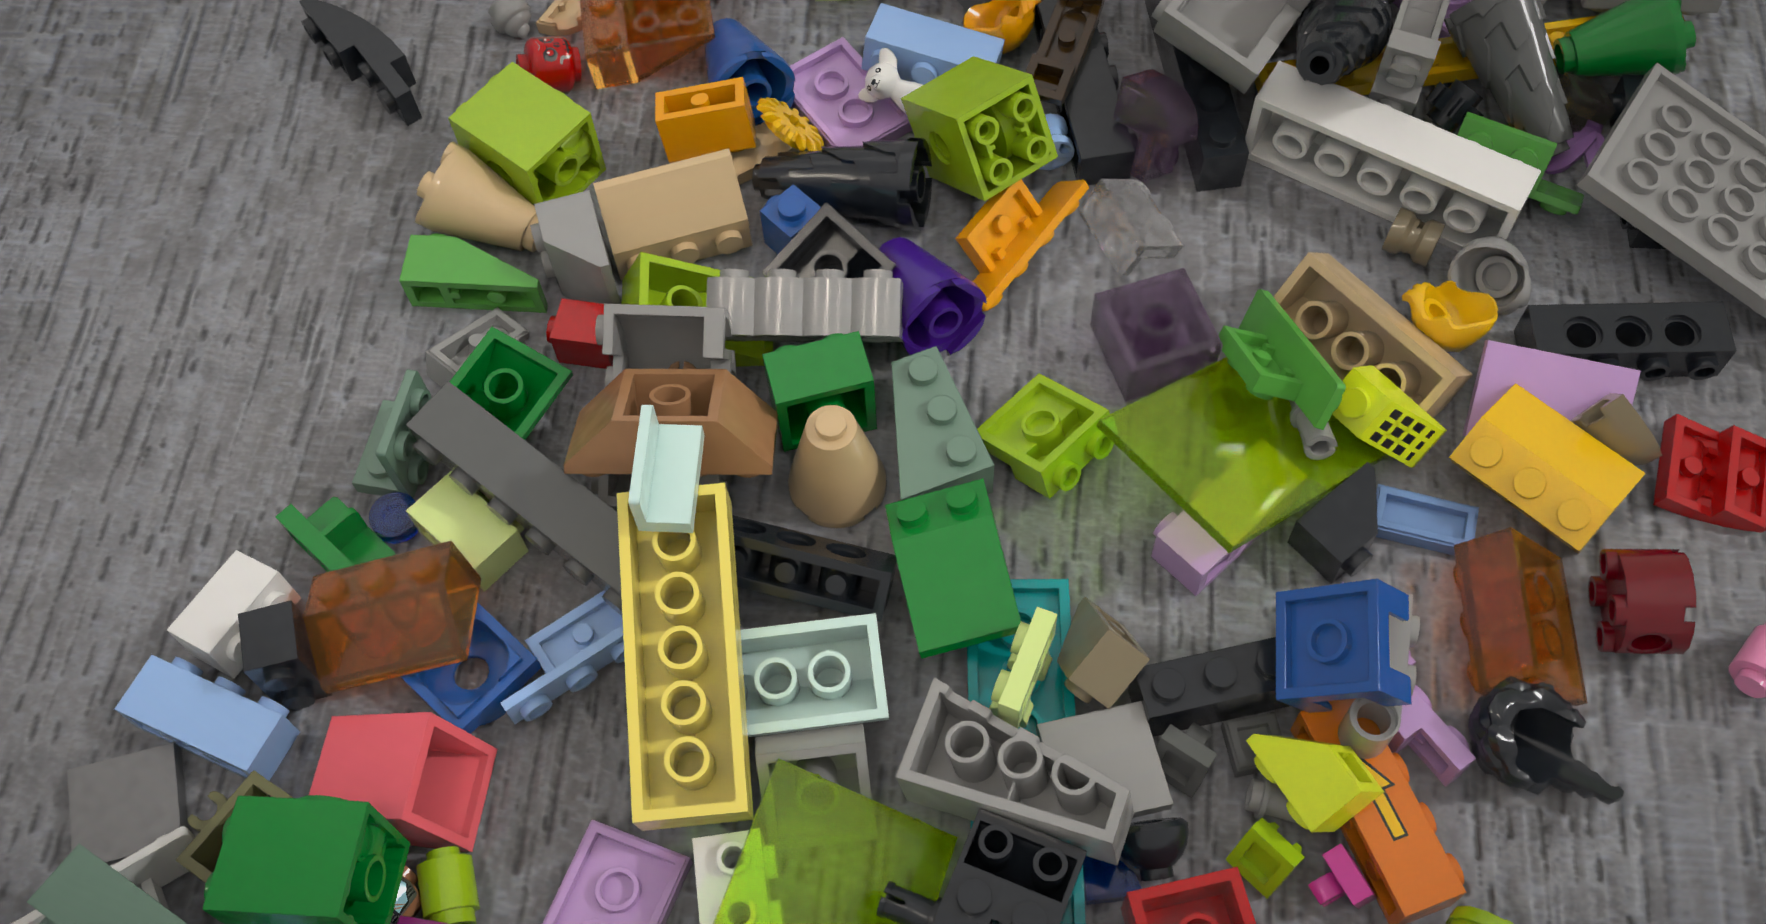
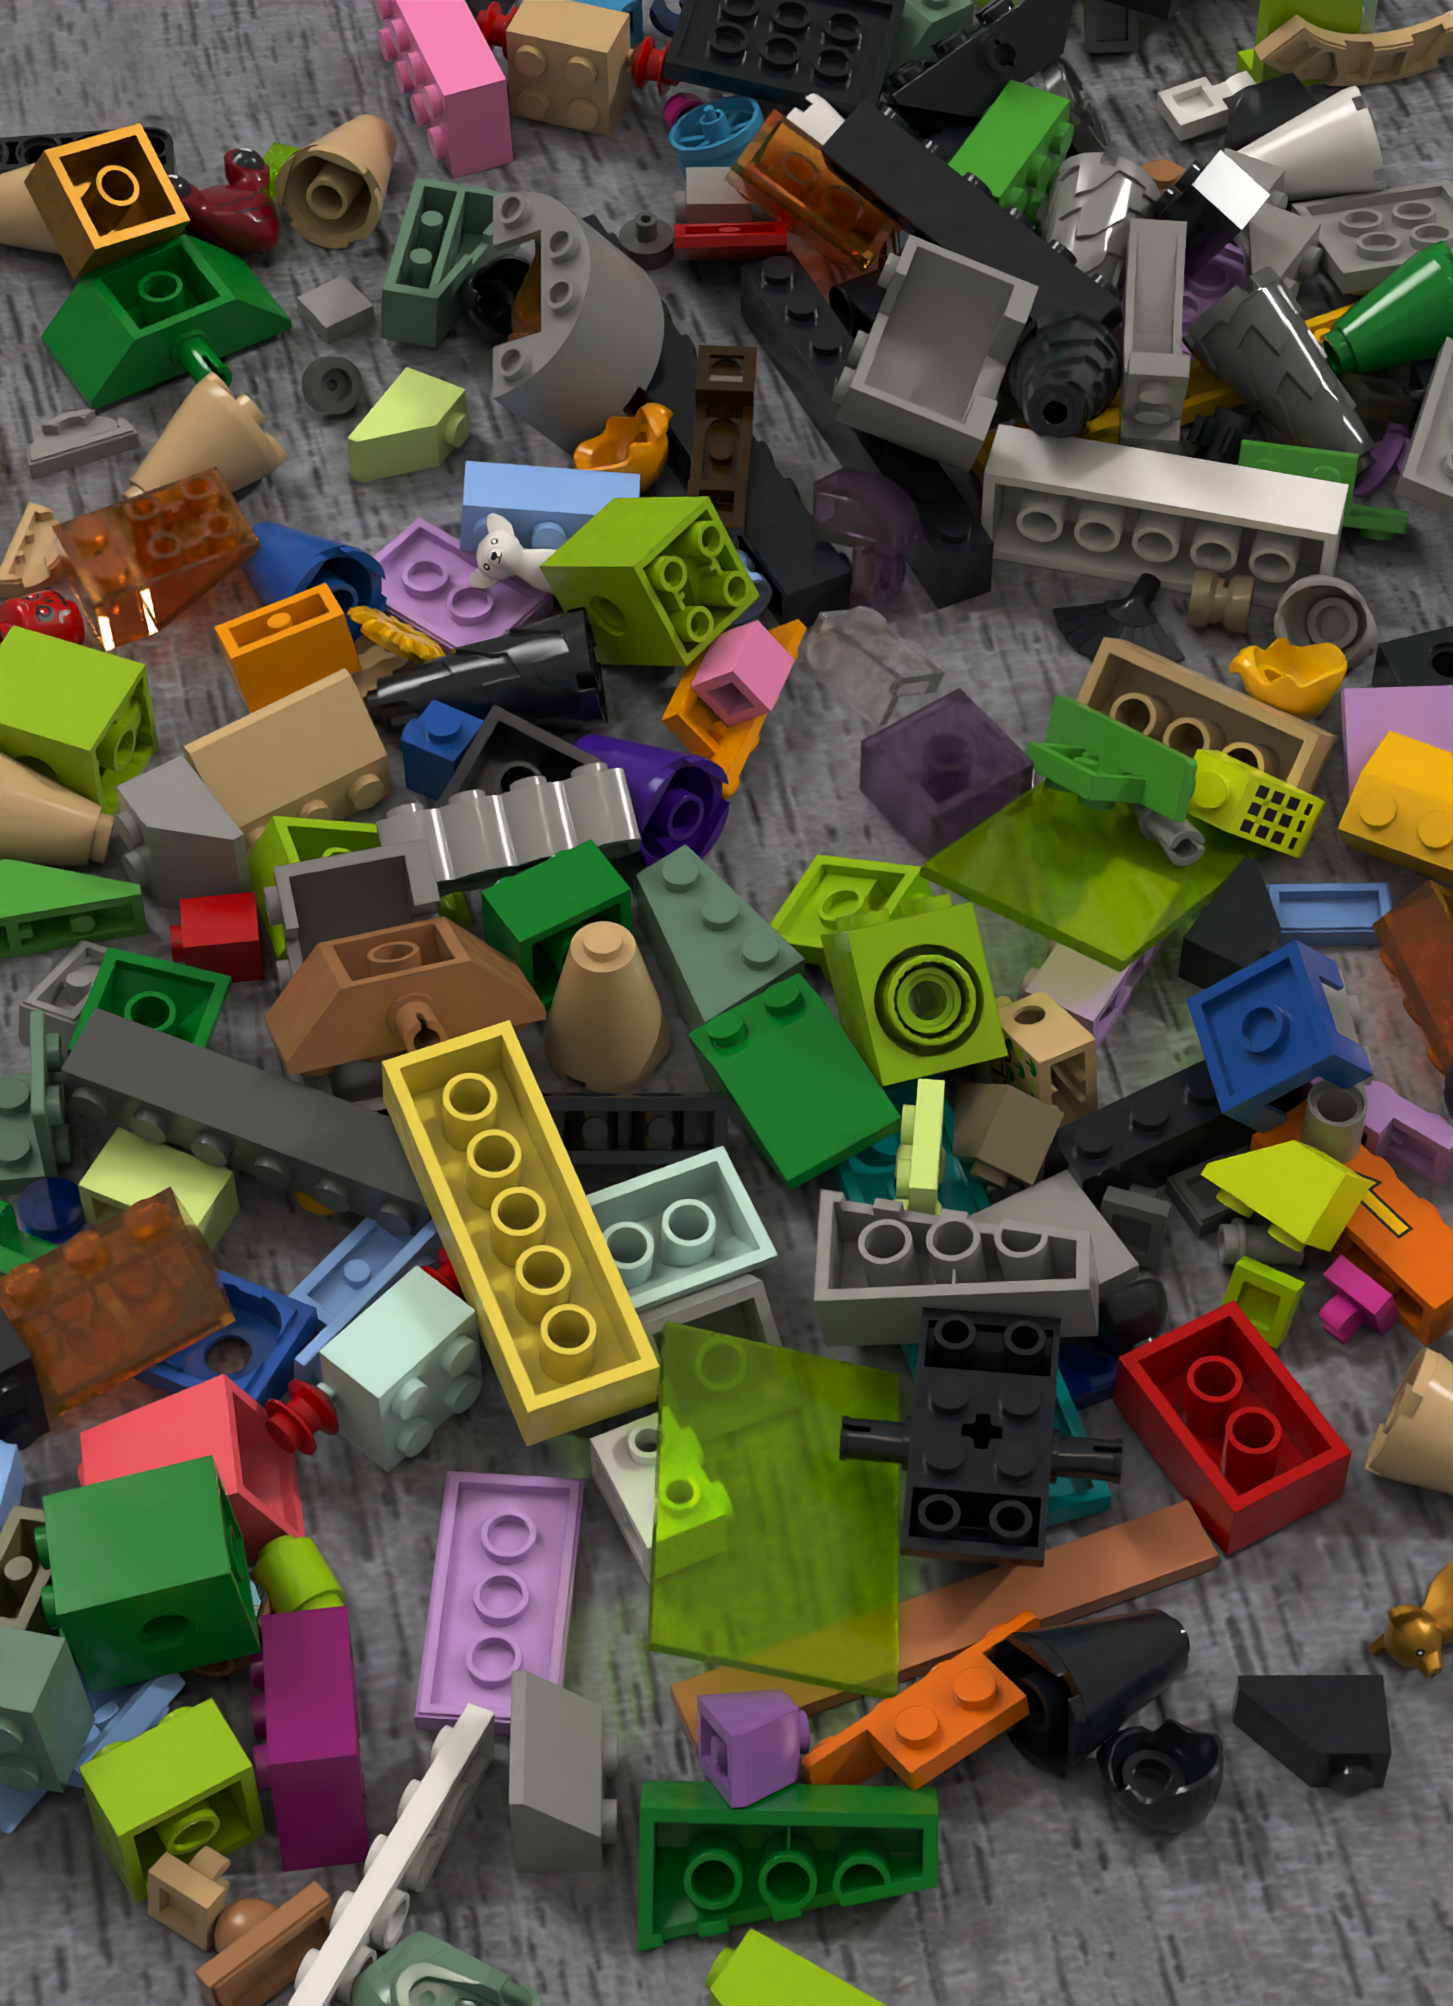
camera: 20 degrees left, 10 degrees down
(564, 732) = (390, 1372): none -> light aqua brick
(665, 474) = (442, 1023): light aqua panel -> none
(1026, 215) = (743, 673): none -> bright pink brick
(1060, 488) = (940, 954): none -> lime brick
(1153, 597) = (1047, 1055): none -> tan torso
(1330, 235) = (1119, 619): none -> black hand

